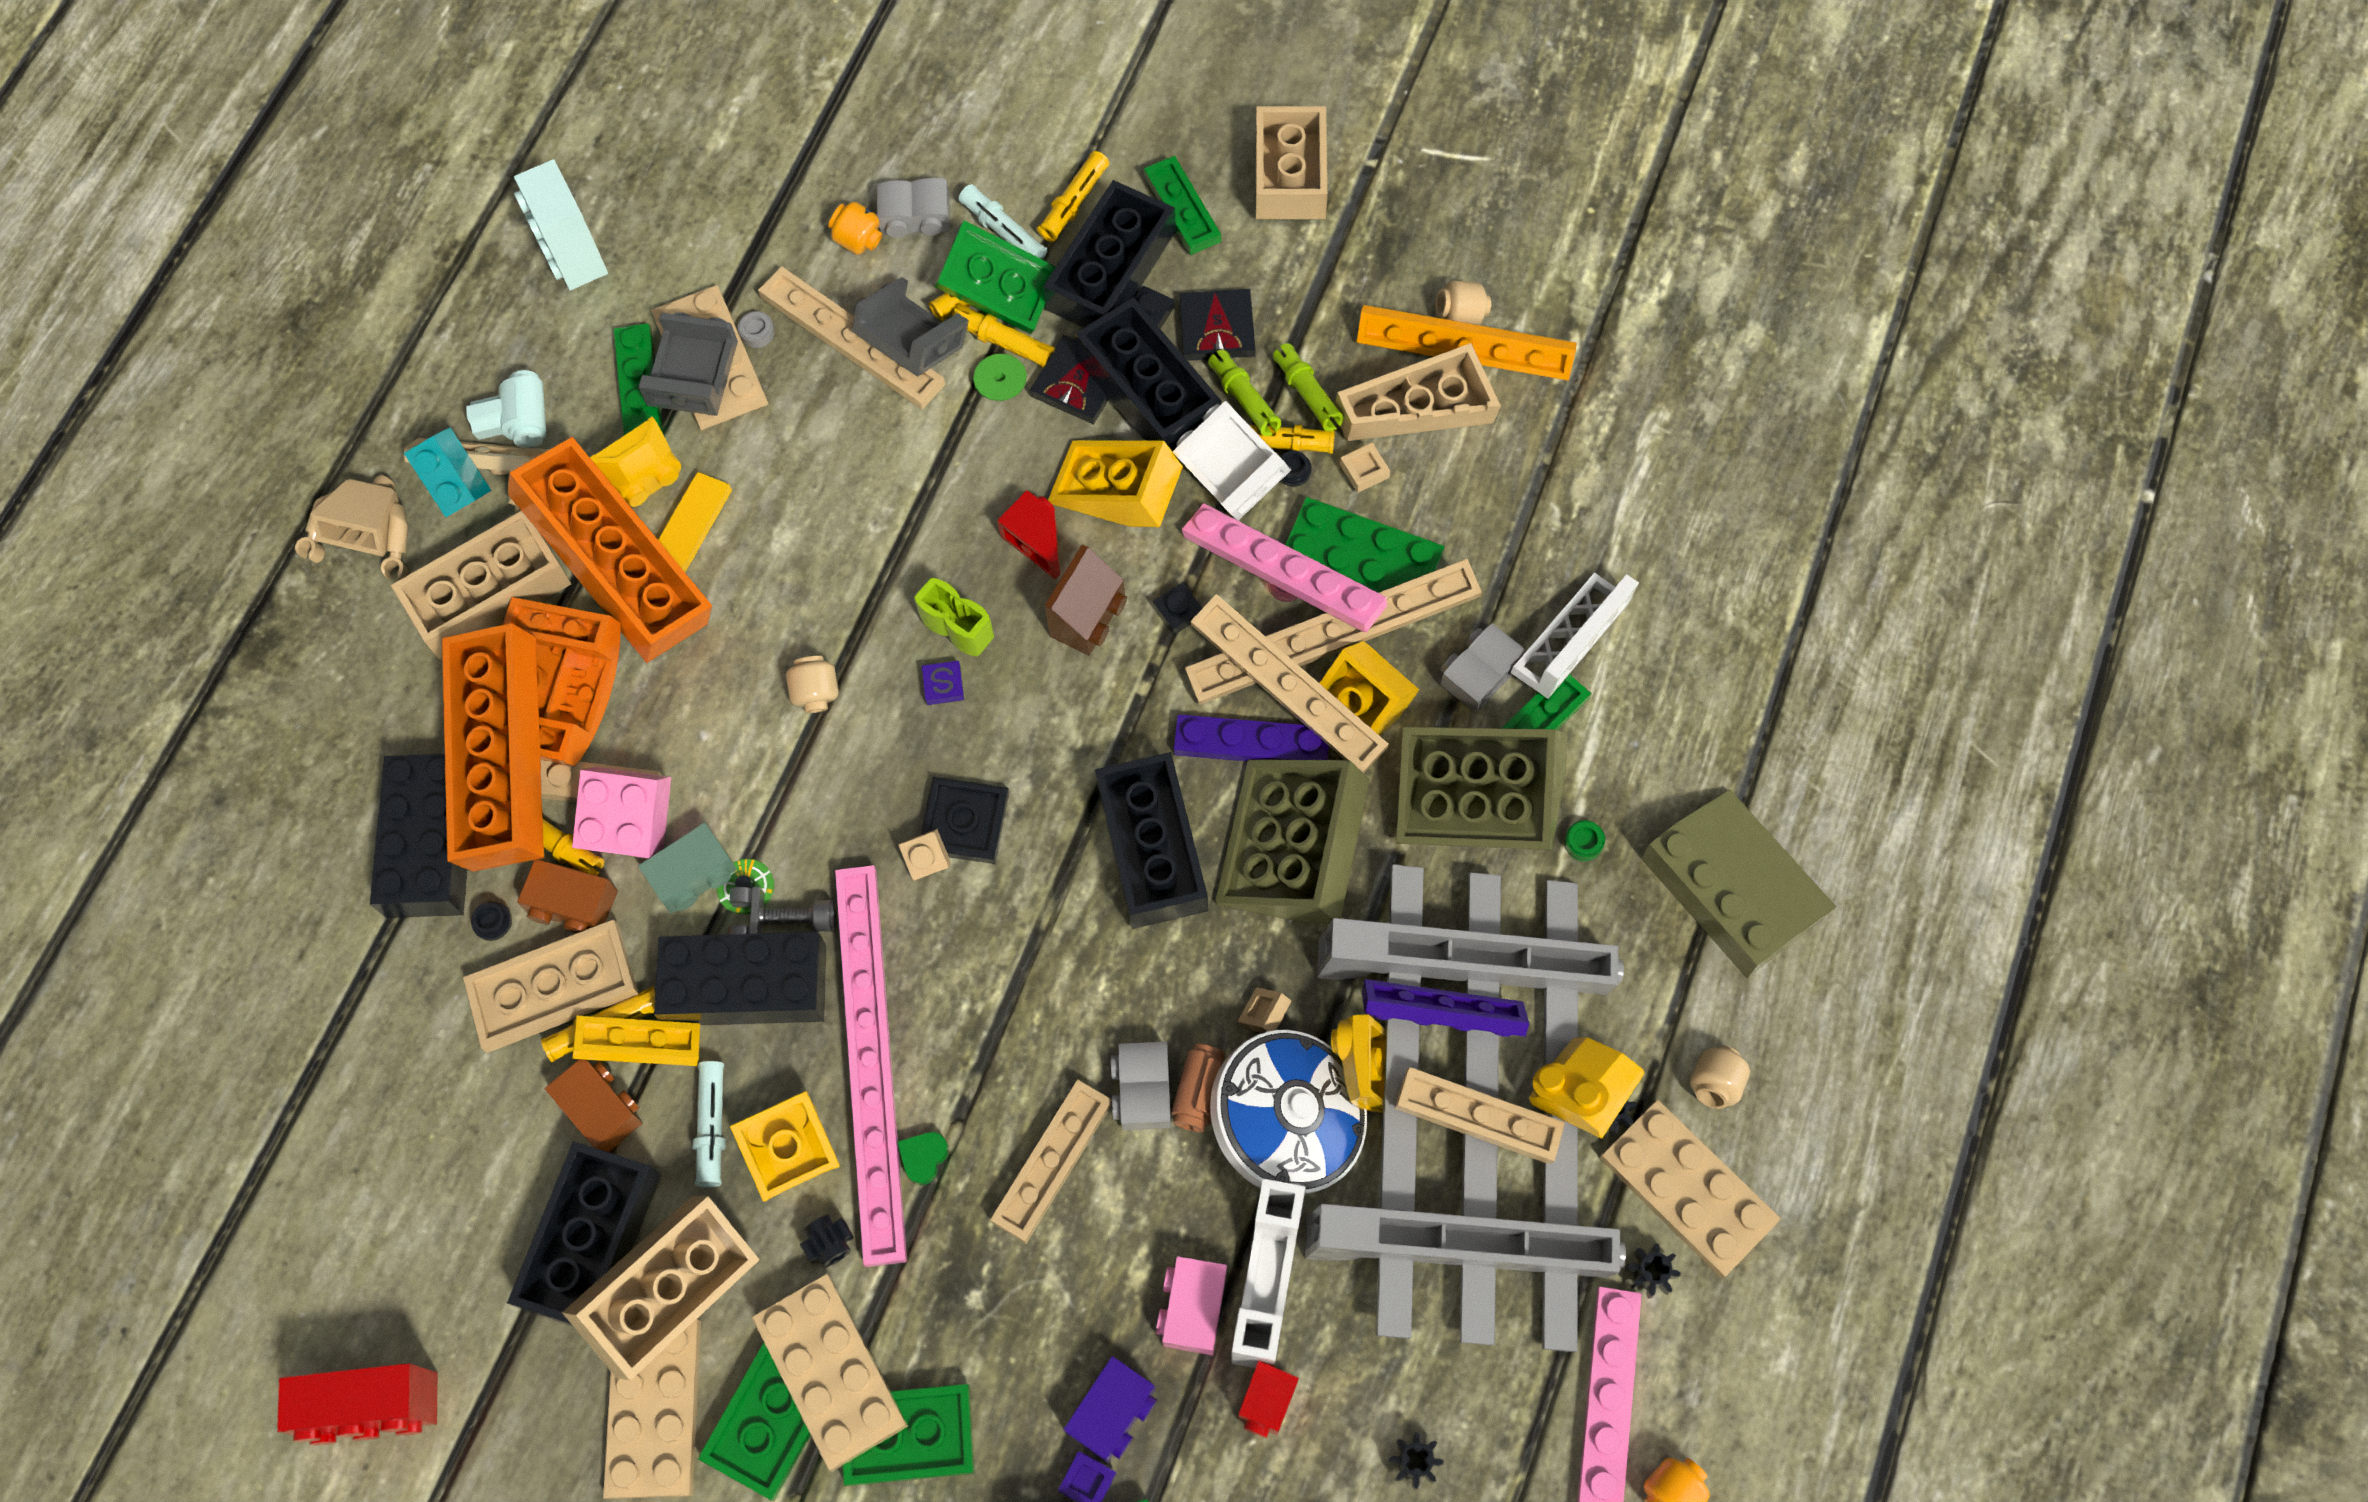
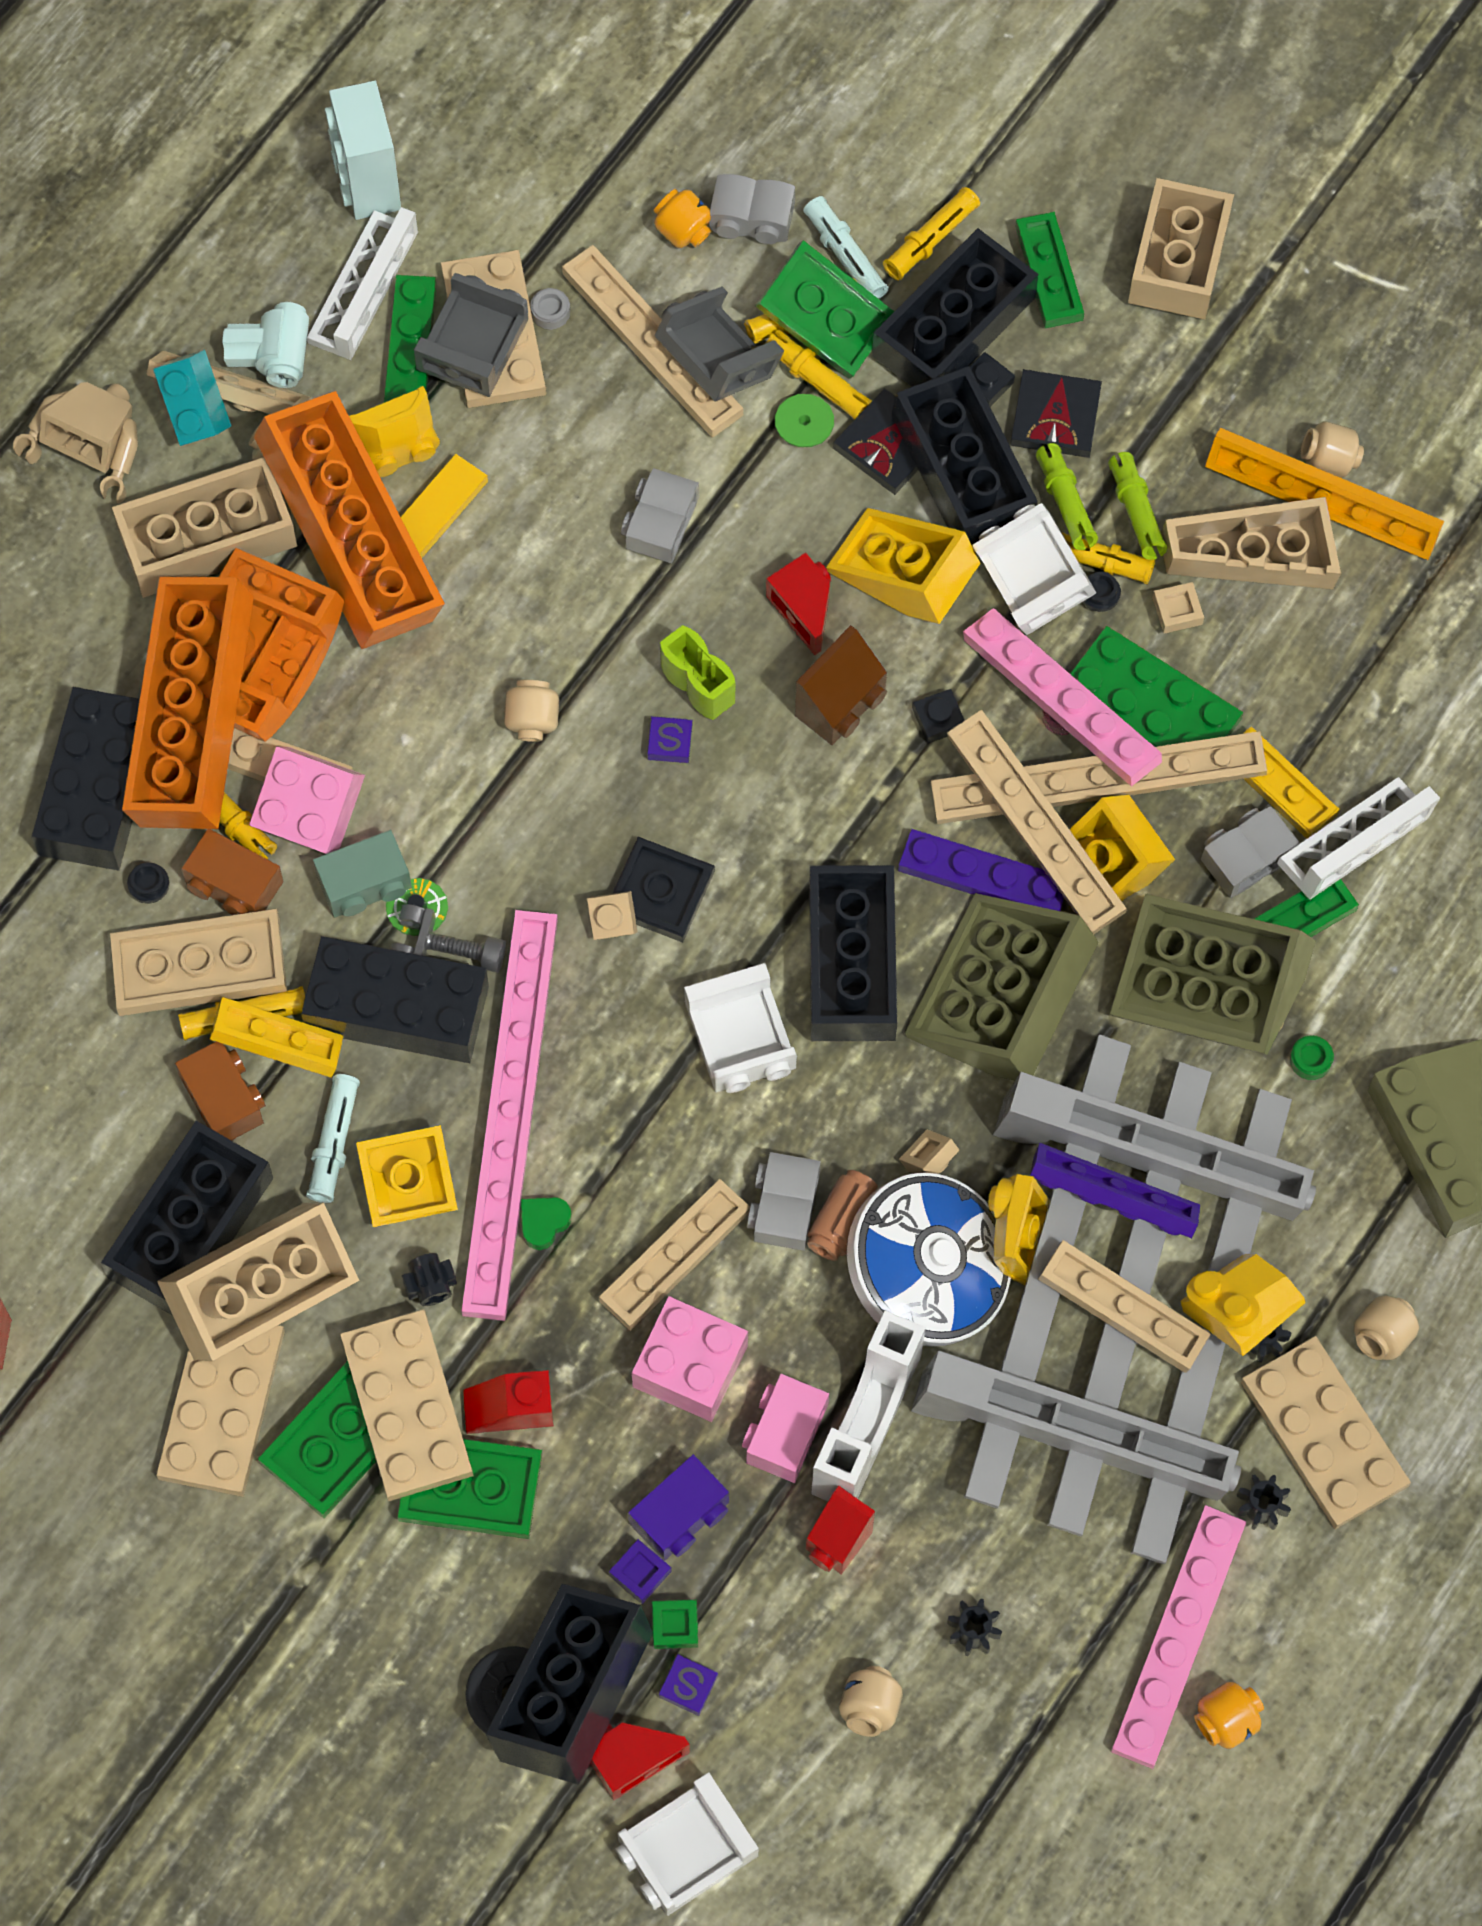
camera: 10 degrees right, 0 degrees up
(592, 347) = (369, 288): none -> white fence
(891, 486) = (661, 515): none -> light grey brick
(927, 1344) = (509, 1403): none -> red slope
(1065, 933) = (739, 1029): none -> white panel
(1088, 1260) = (690, 1359): none -> bright pink brick
(1506, 609) = (1292, 793): none -> yellow tile

